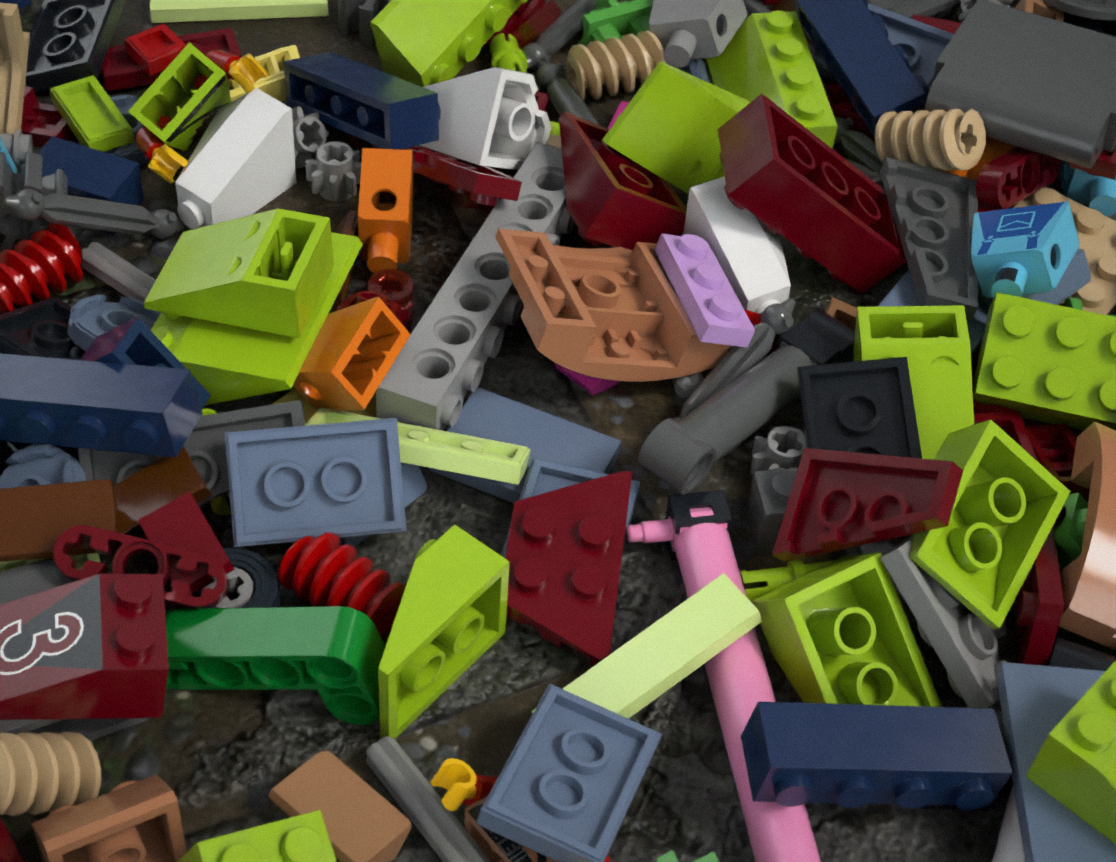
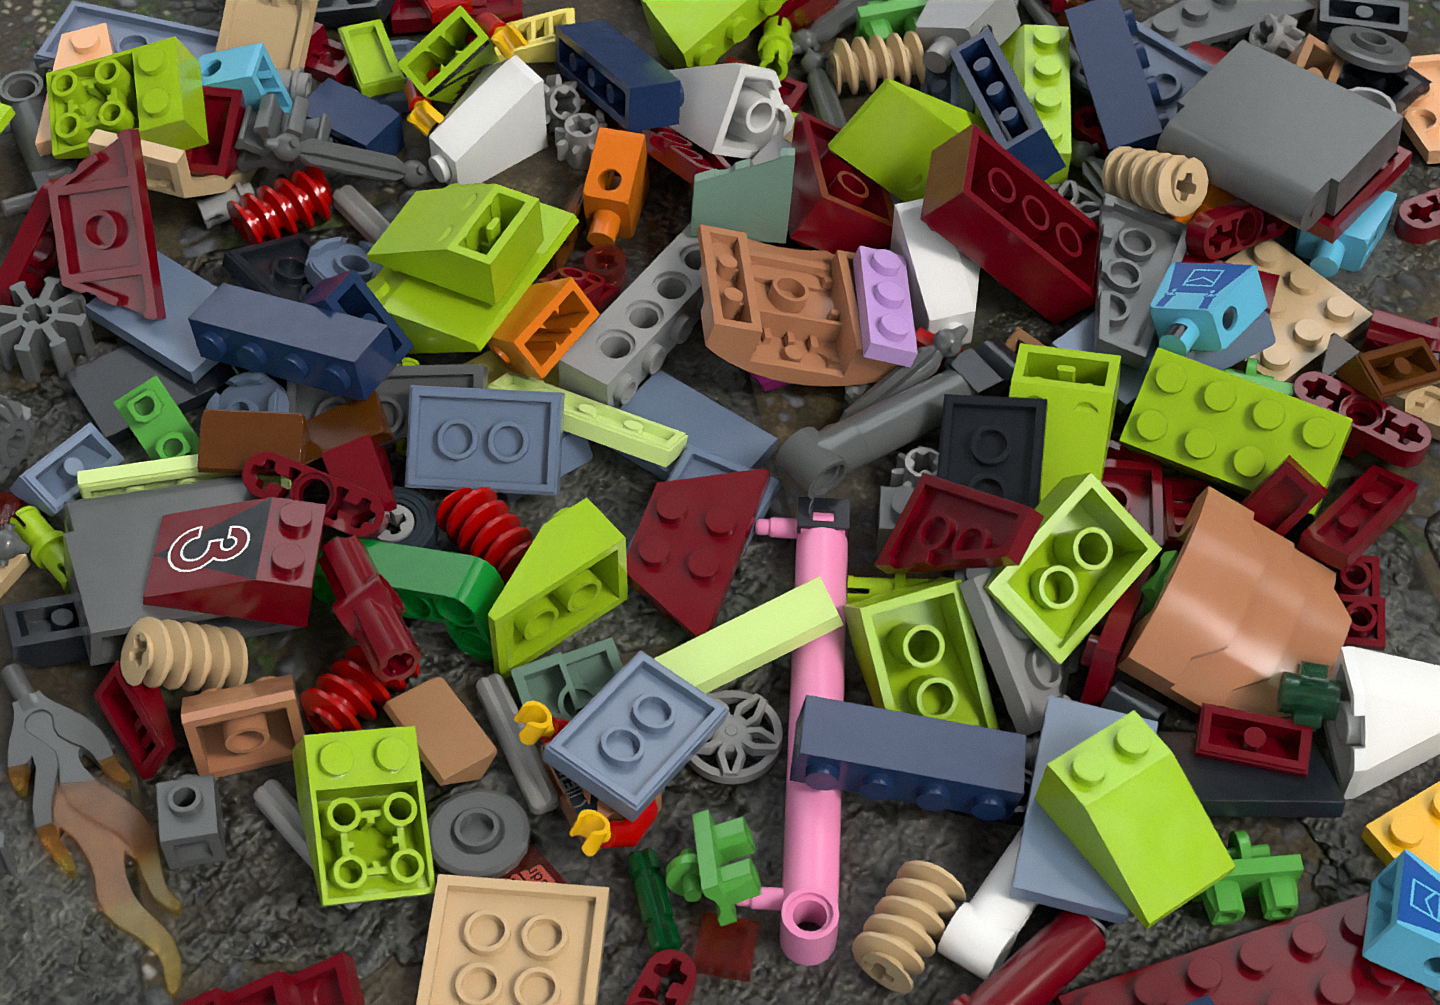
camera: 15 degrees right, 5 degrees up
(233, 774) = (347, 694): none -> red piece
(238, 684) = (369, 609): none -> dark red piece
(474, 730) = (568, 680): none -> sand green slope
(535, 198) = (746, 198): none -> sand green slope
(671, 770) = (736, 738): none -> light grey wheel
(753, 68) = (1006, 104): none -> dark blue brick

